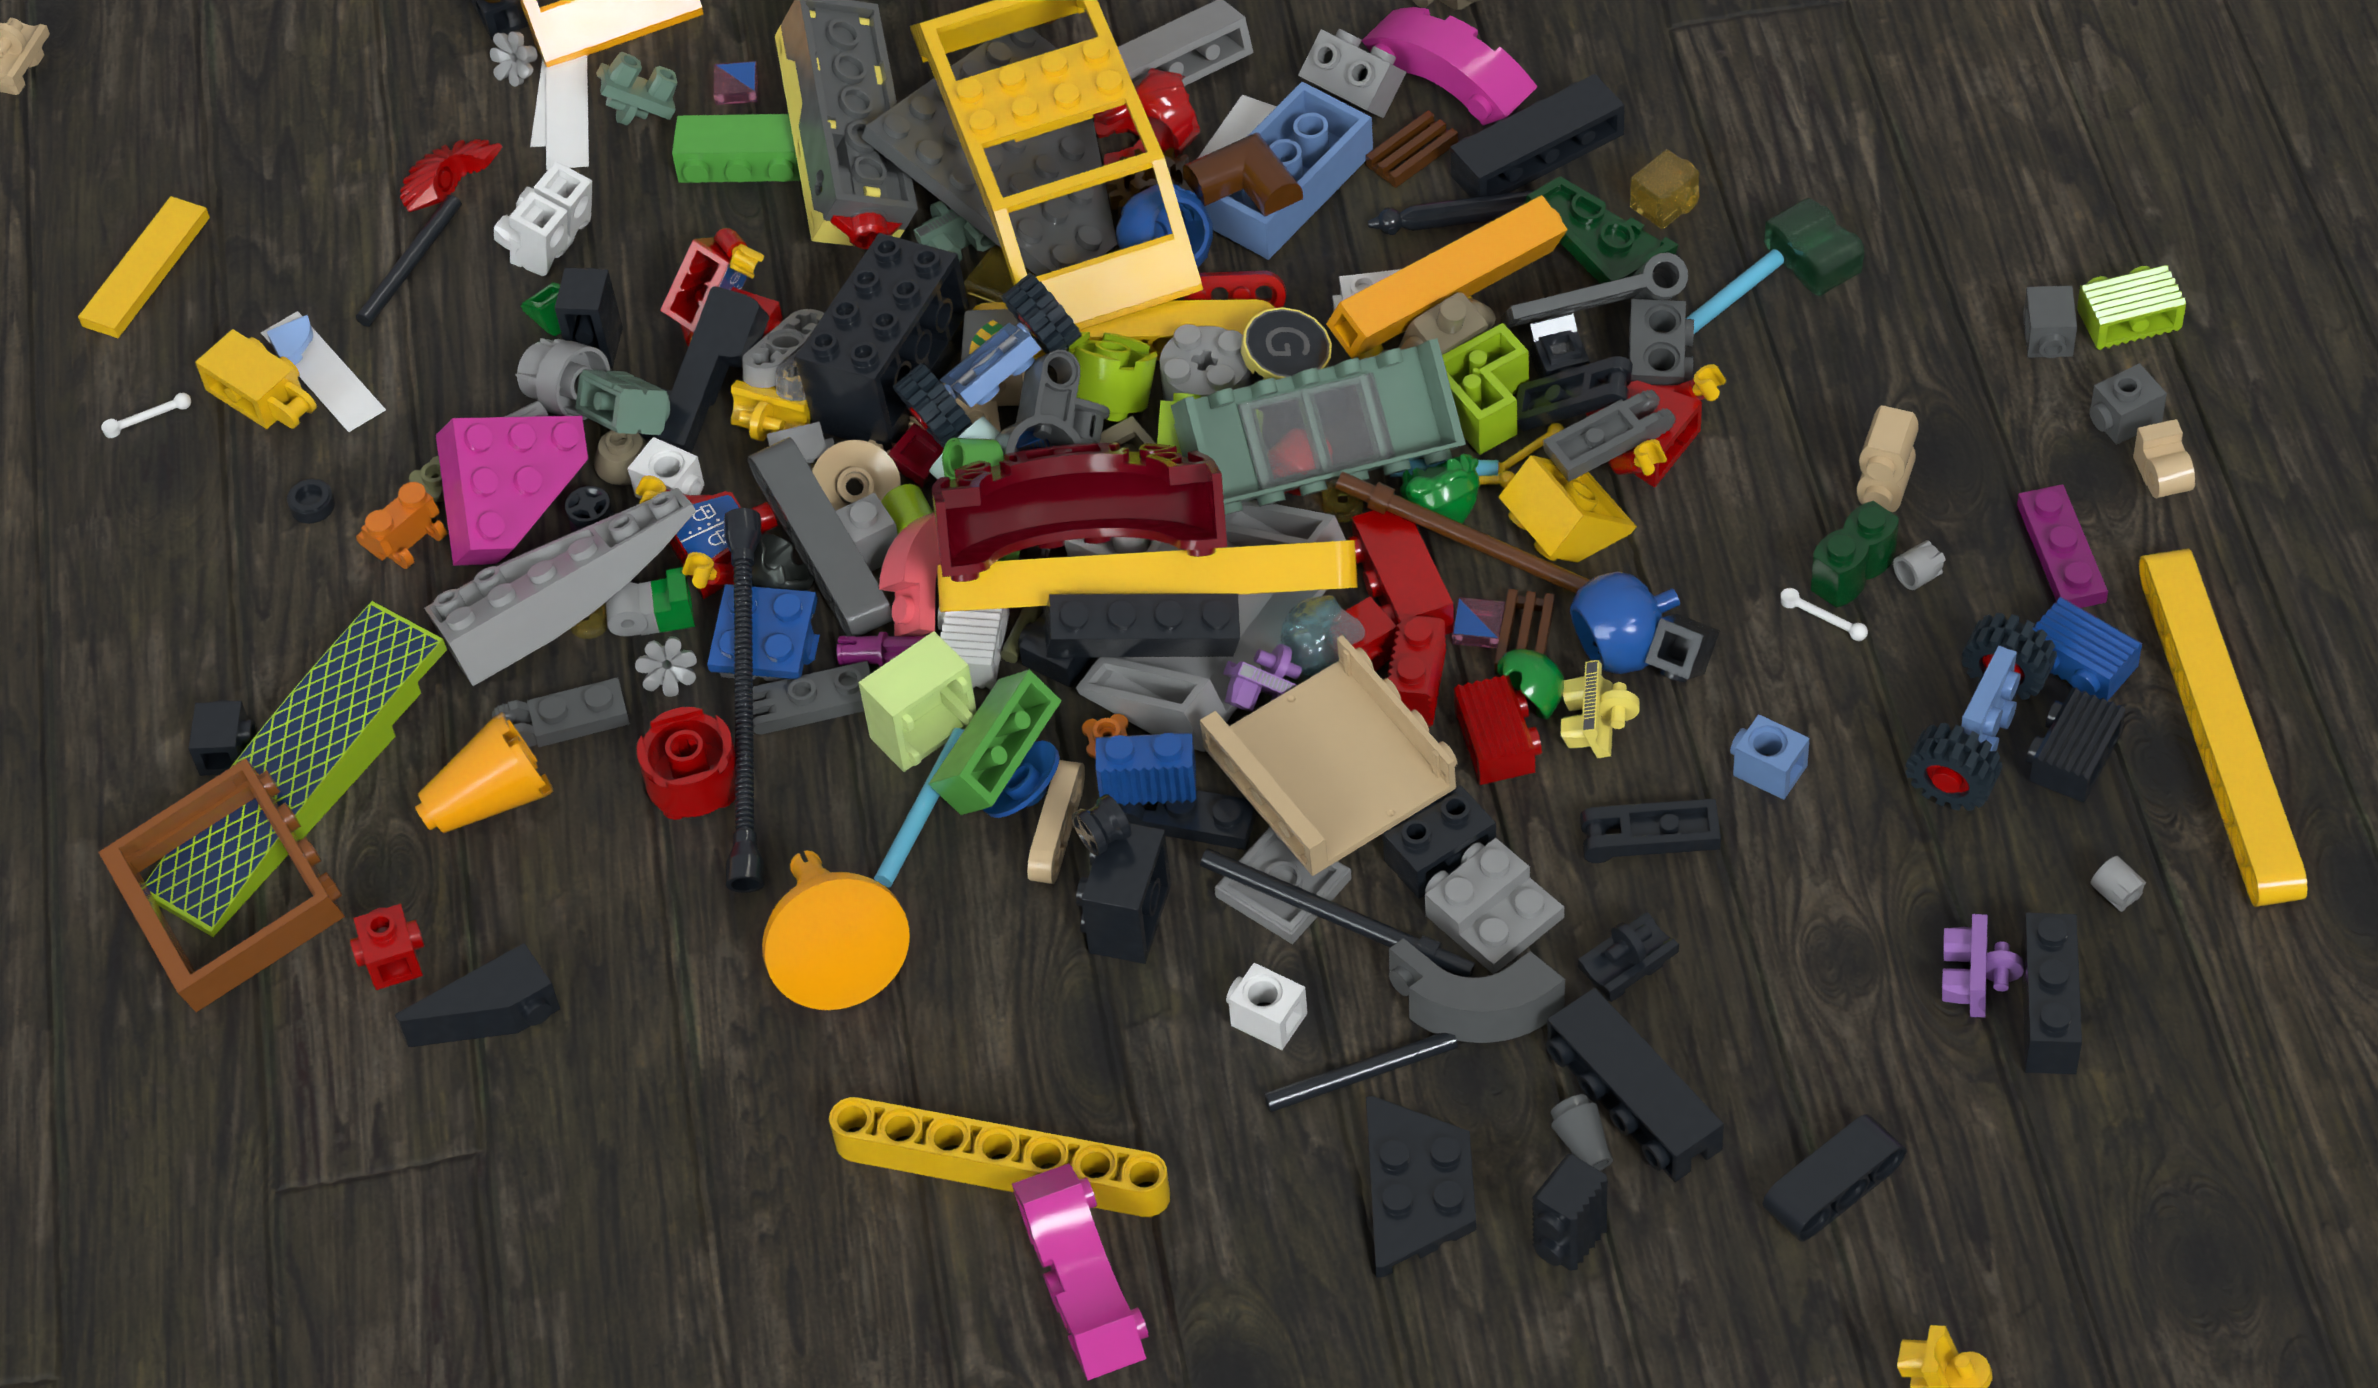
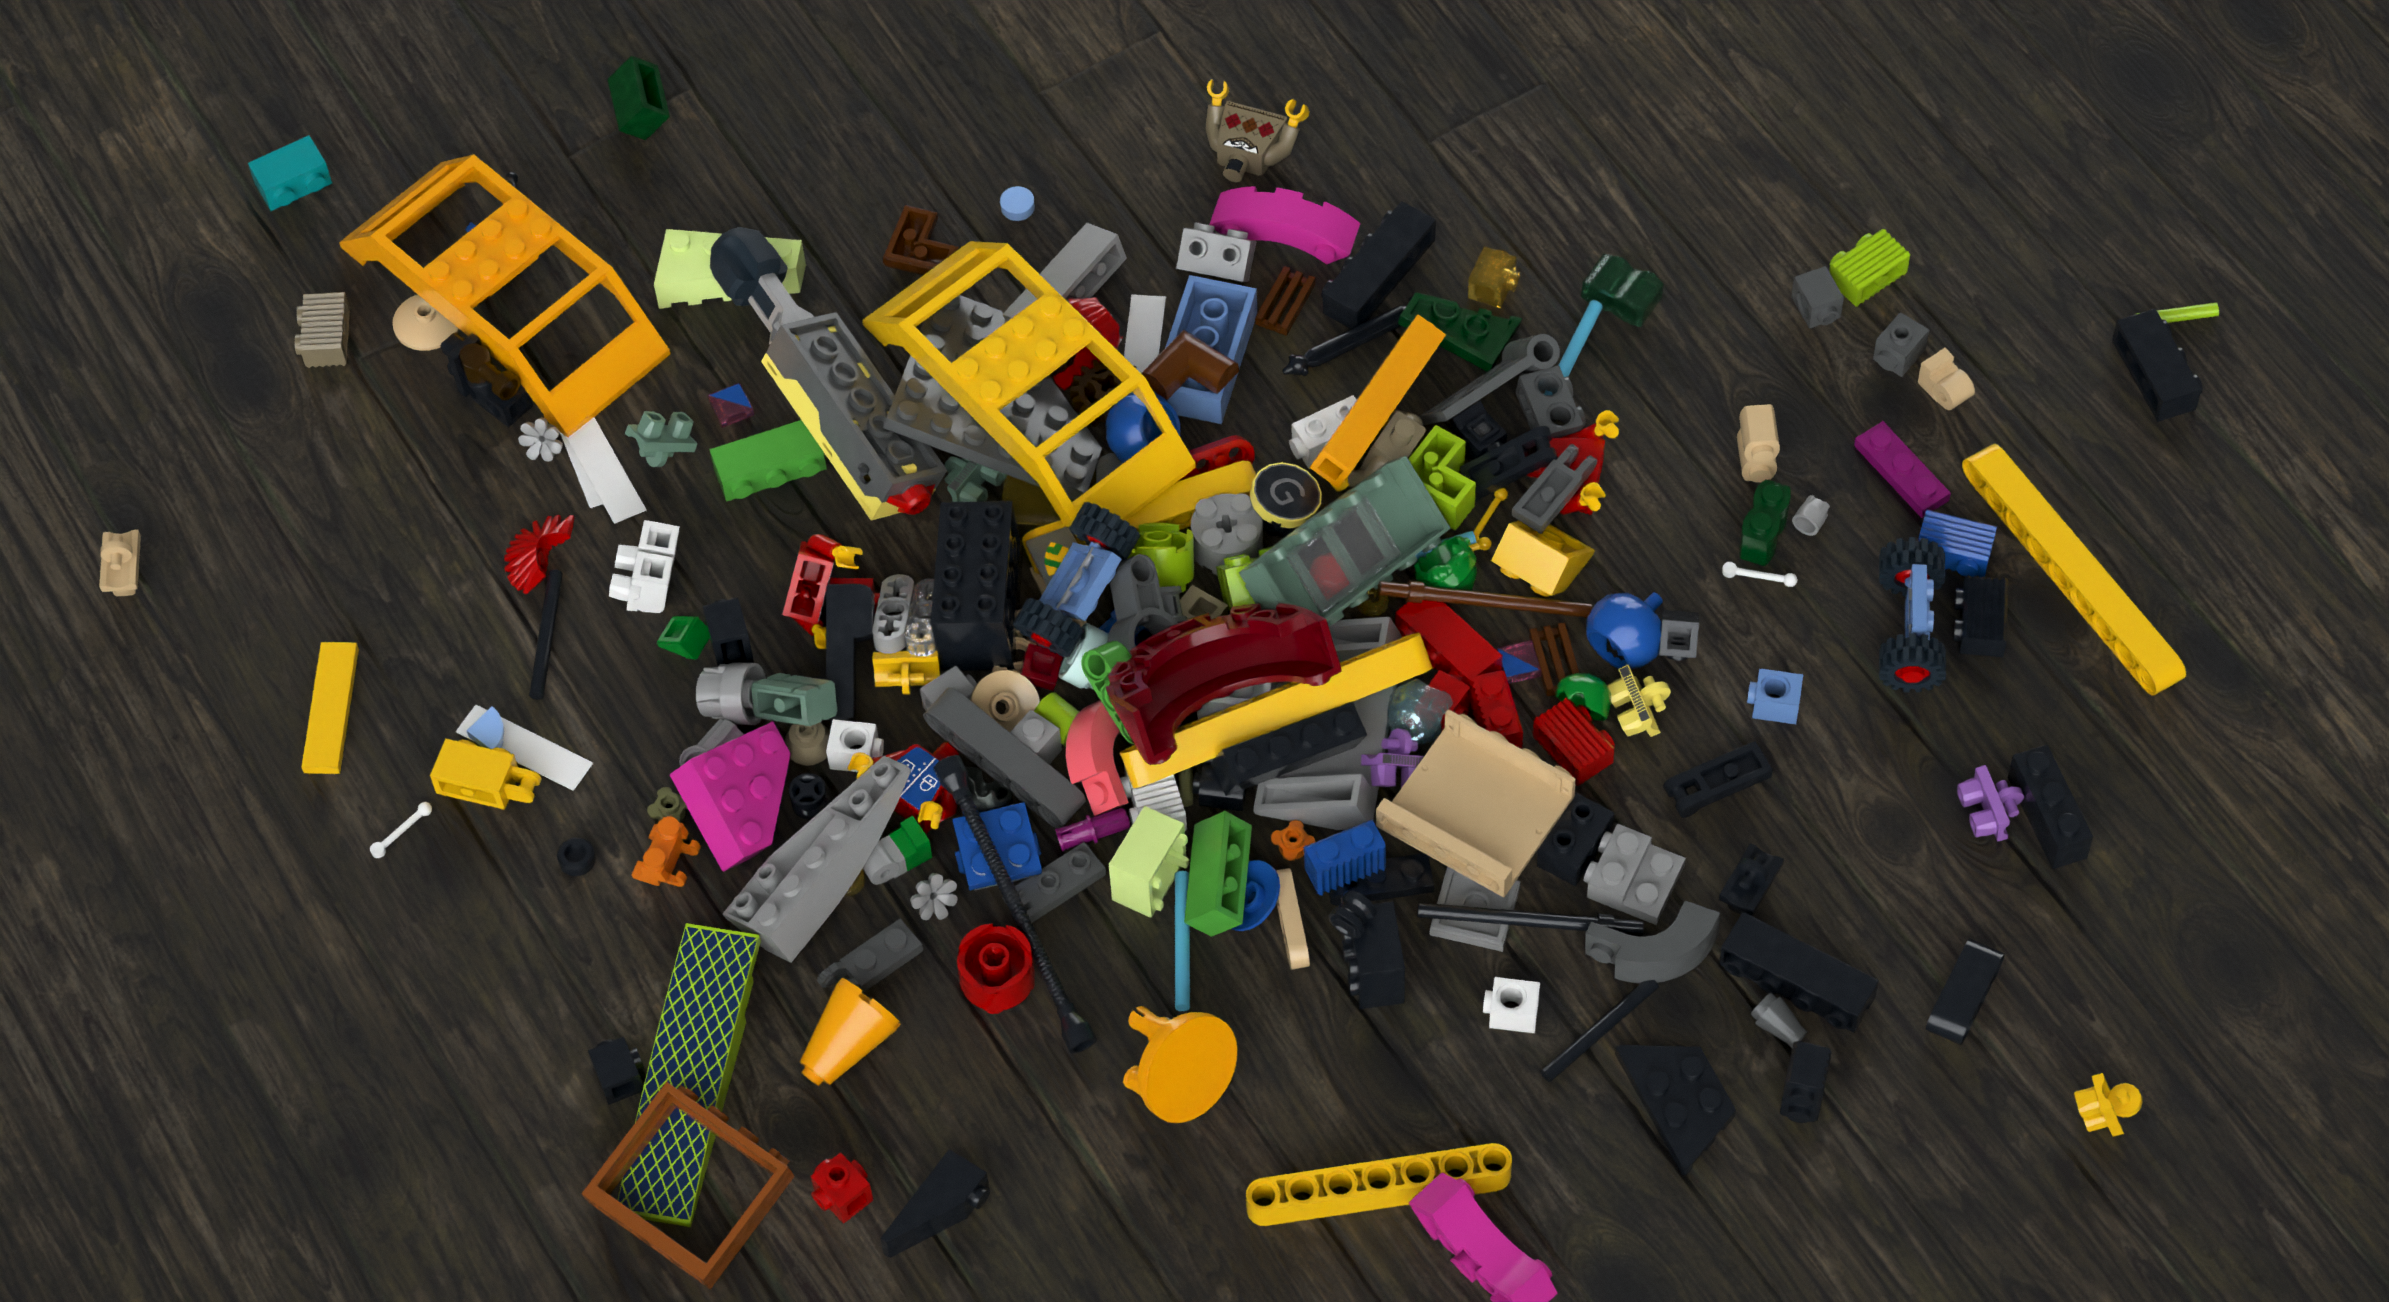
camera: 25 degrees left, 5 degrees up
(2118, 883) = (2056, 709): light grey hose -> none

